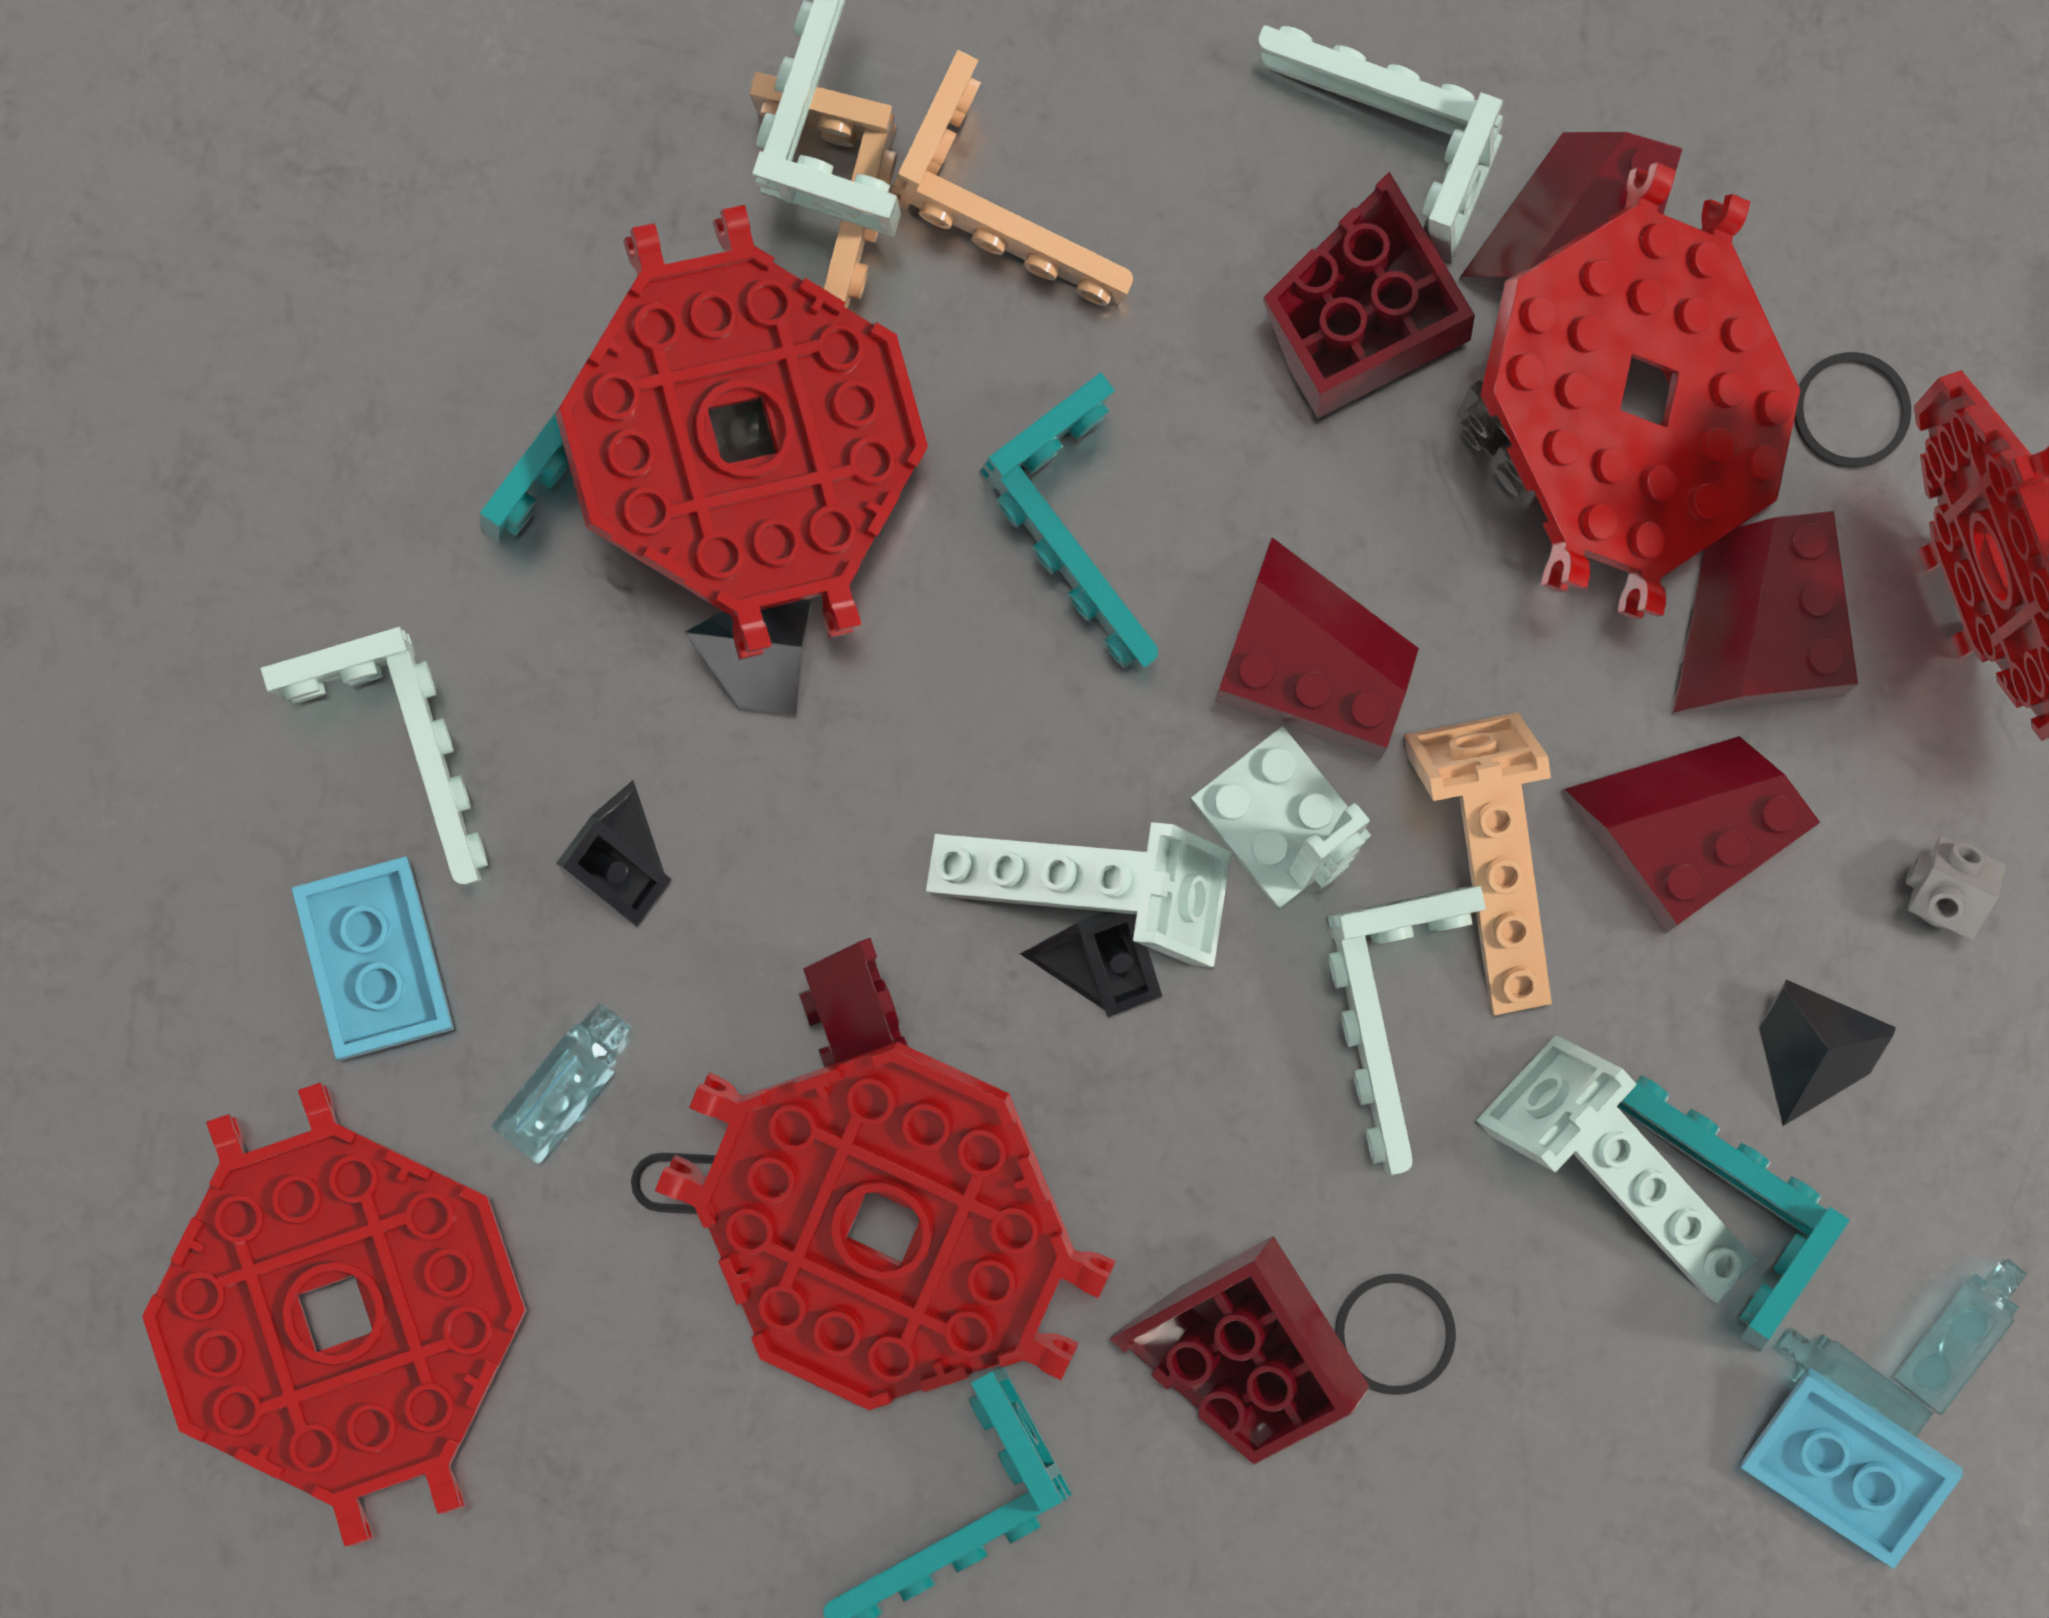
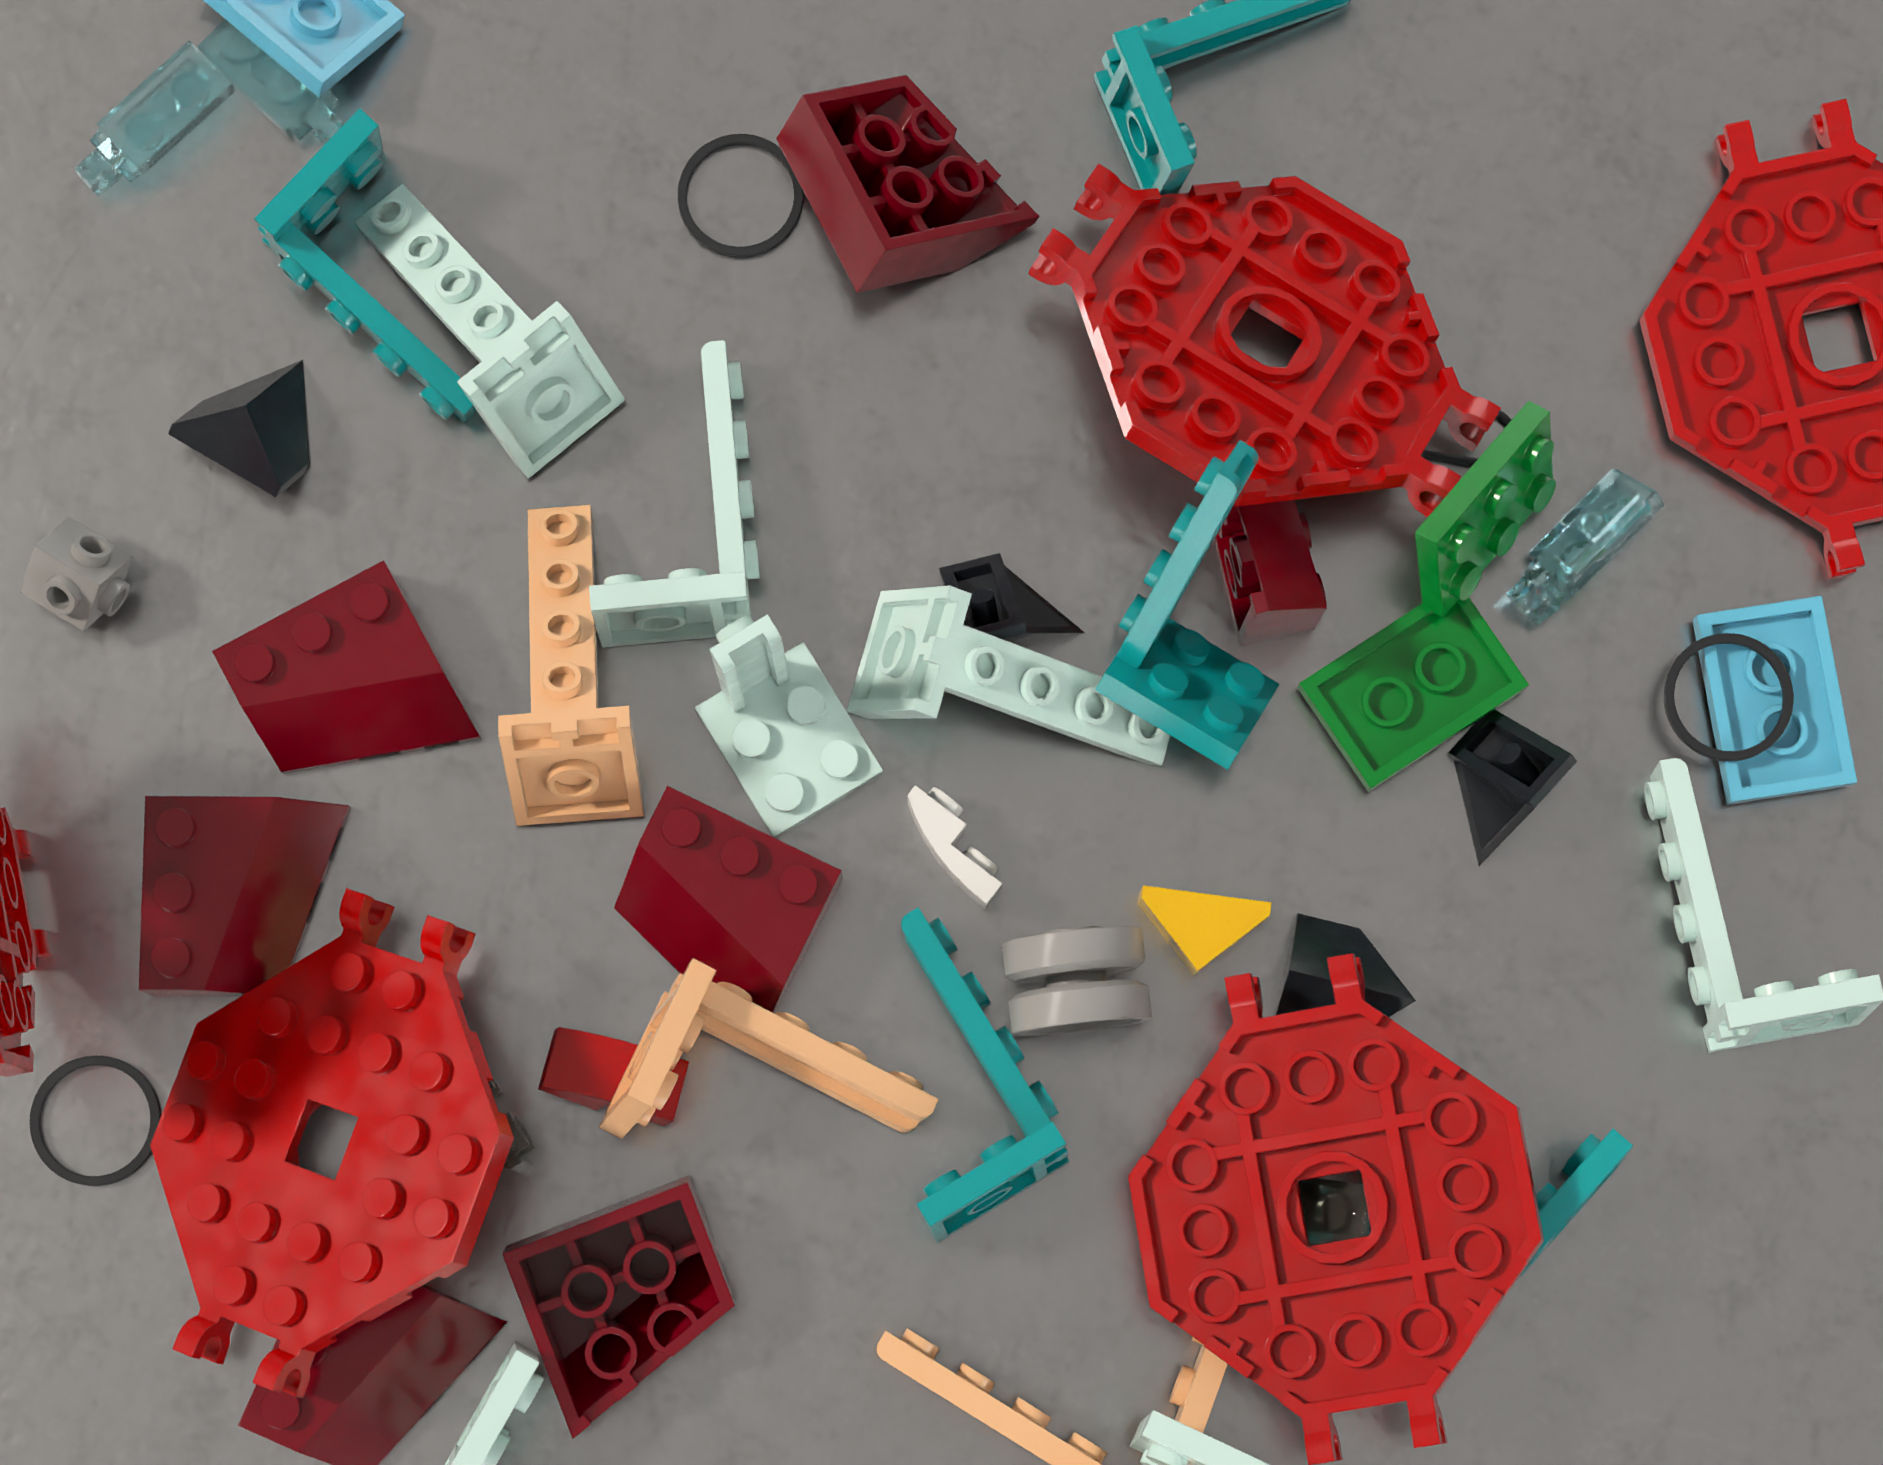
camera: 170 degrees left, 0 degrees up
(380, 911) = (1769, 656): none -> black piece
(659, 1090) = (1486, 510): none -> green plate
(710, 932) = (1411, 689): none -> green plate
(883, 689) = (1200, 924): none -> yellow slope
(927, 909) = (1172, 671): none -> teal bracket
(993, 615) = (1075, 971): none -> light grey wheel
(1132, 748) = (941, 829): none -> white slope
(1350, 522) = (776, 1039): none -> light nougat bracket
(1397, 495) = (590, 1067): none -> red slope

